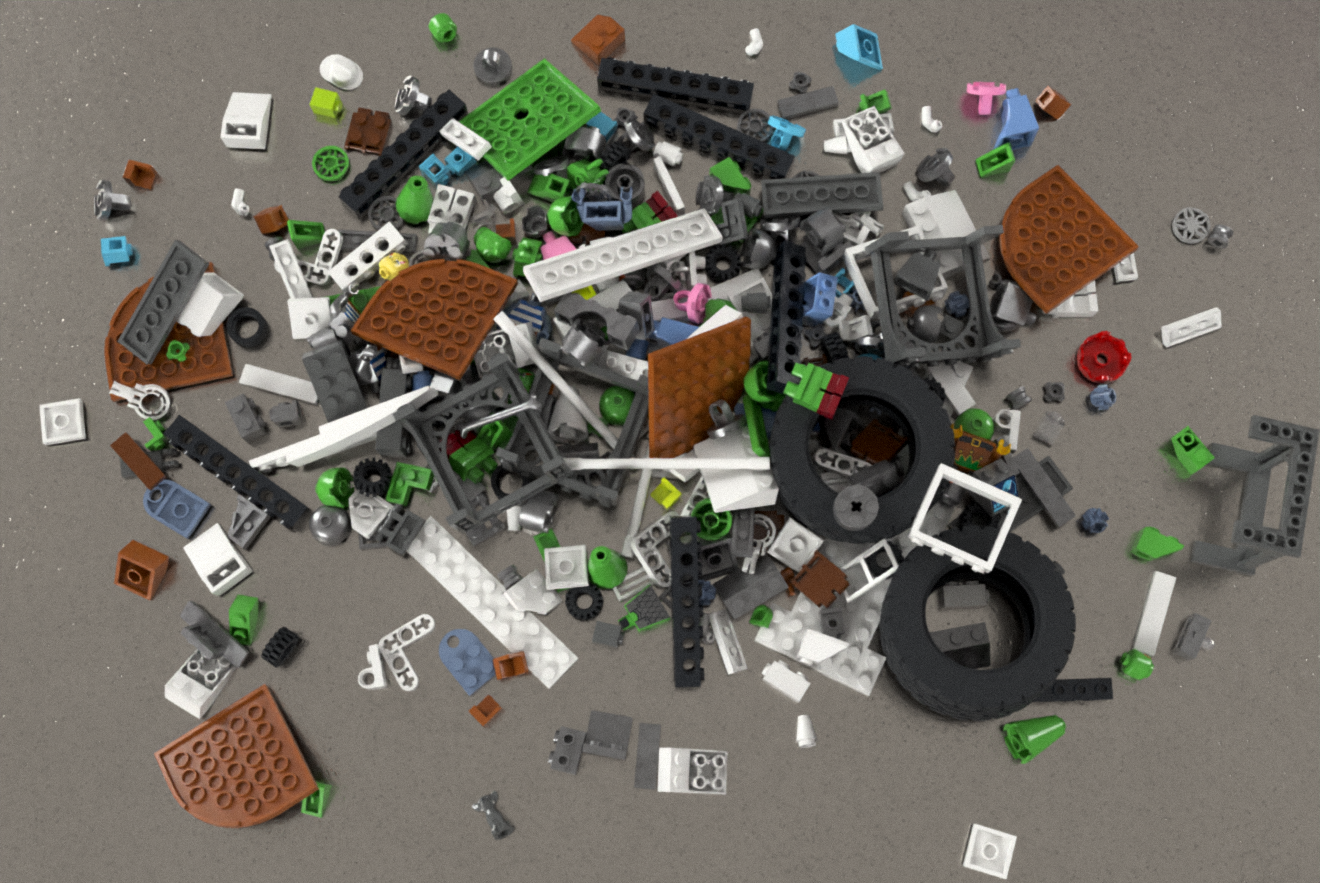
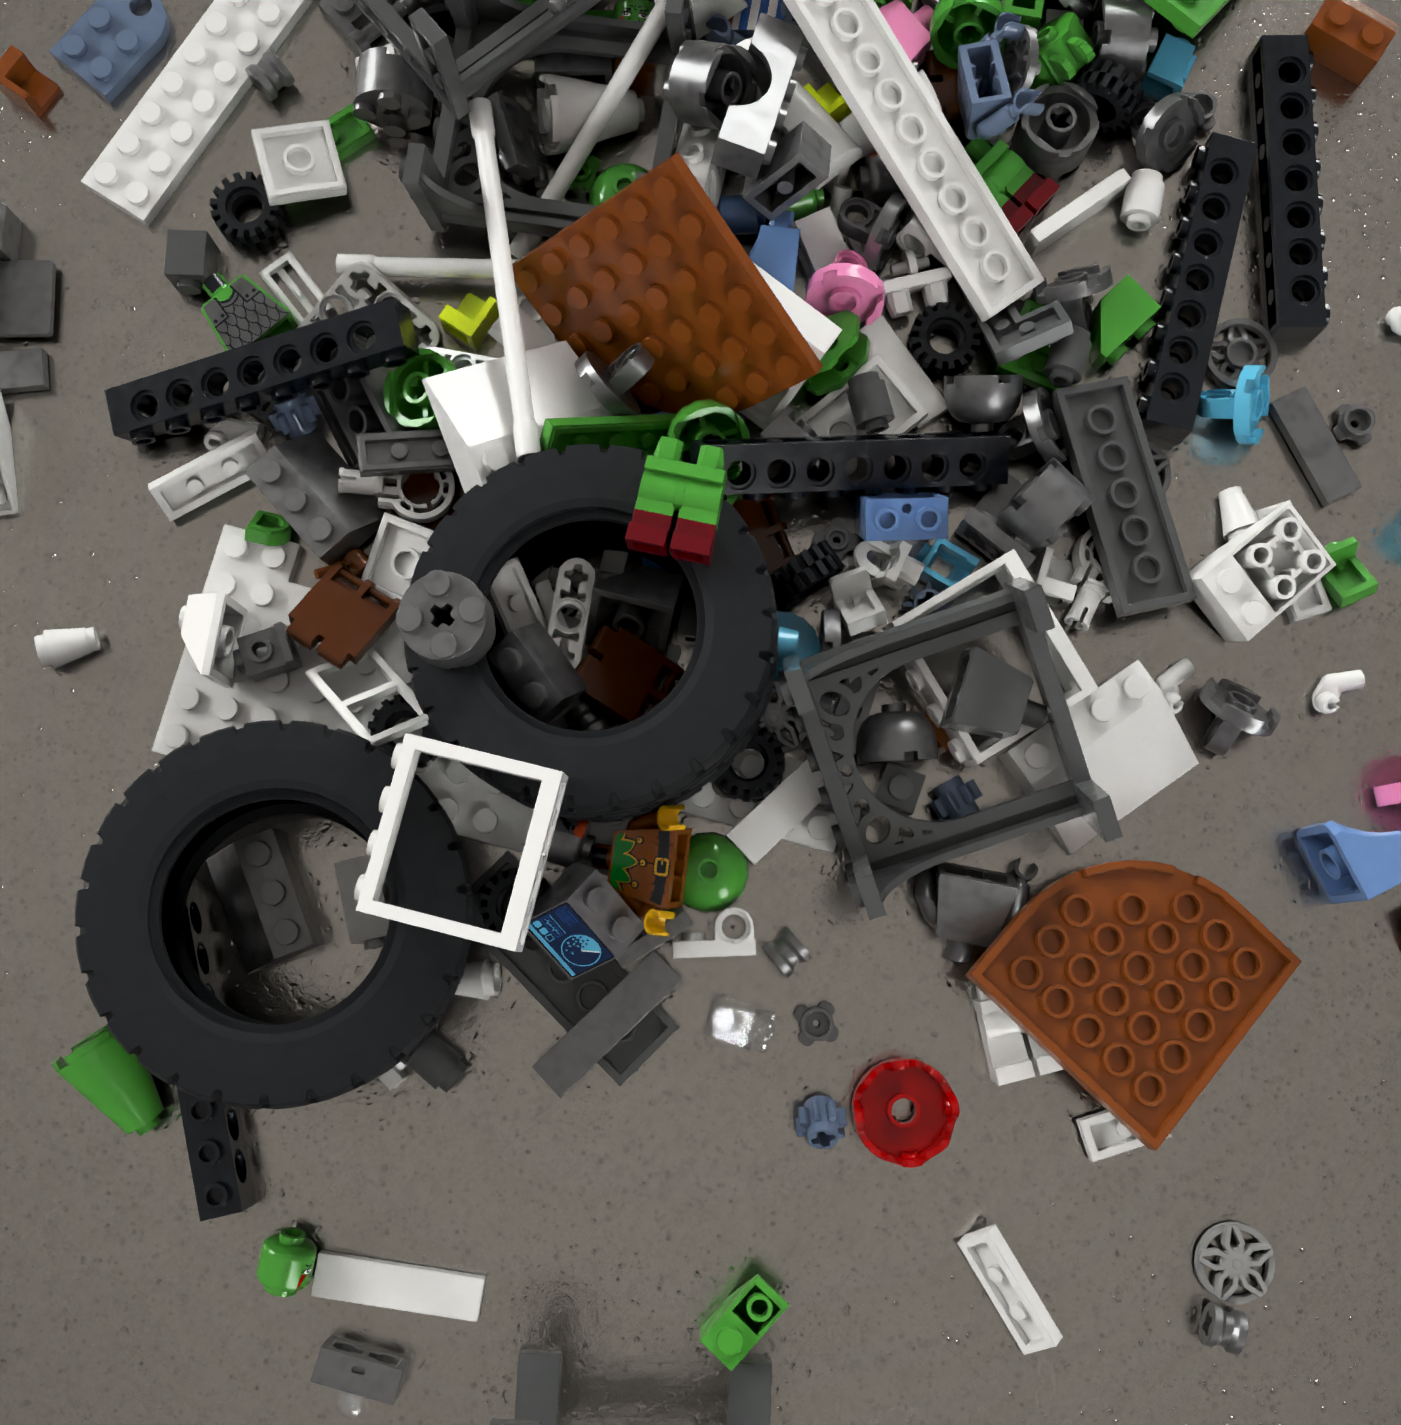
camera: 75 degrees right, 5 degrees up
(510, 665) = (107, 102): dark orange panel -> none
(532, 594) = (235, 109): white plate -> none
(606, 567) = (312, 228): bright green cone -> none
(786, 681) = (154, 591): white brick -> none
(996, 161) = (1278, 833): bright green slope -> none
(1095, 520) = (562, 1139): sand blue gear -> none
(1153, 545) = (531, 1268): bright green slope -> none

